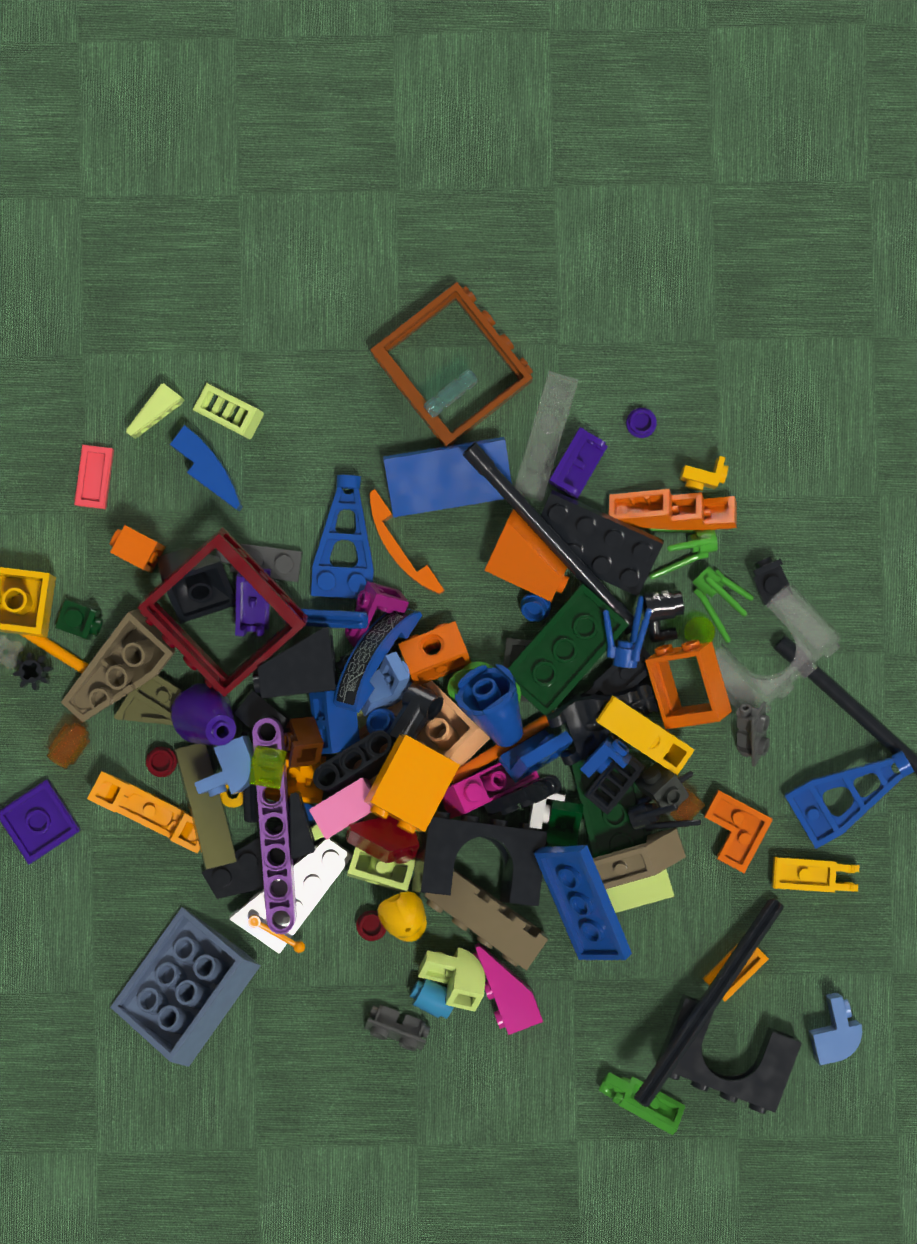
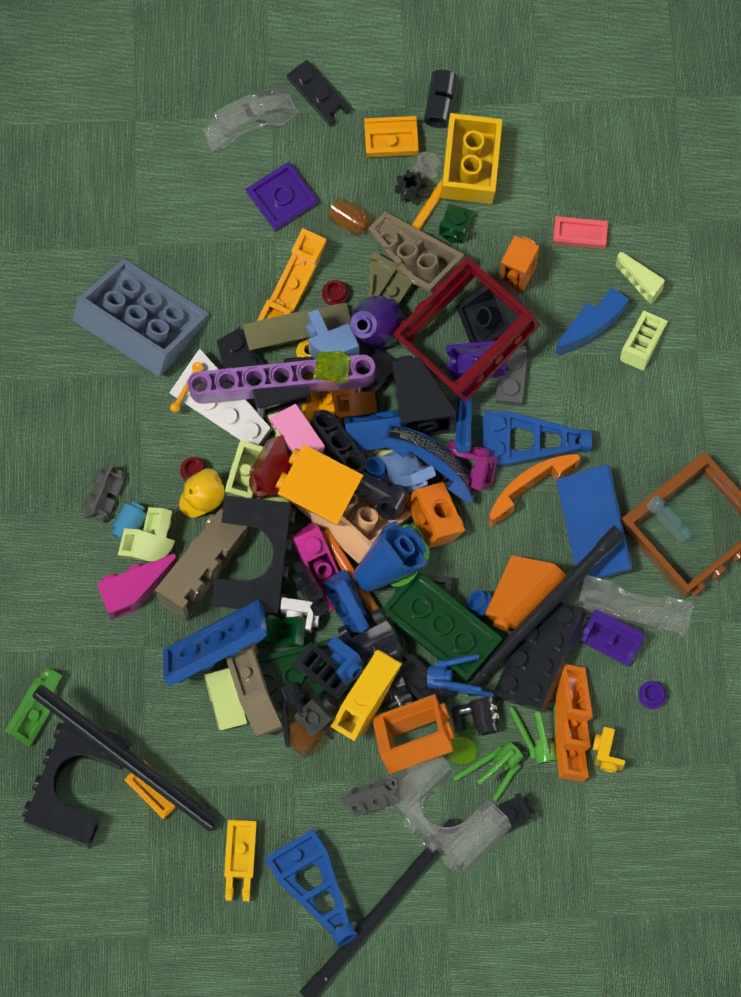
camera: 90 degrees right, 15 degrees down
(745, 826) = (281, 795): orange plate -> none
(839, 1039) = (88, 883): medium blue brick -> none

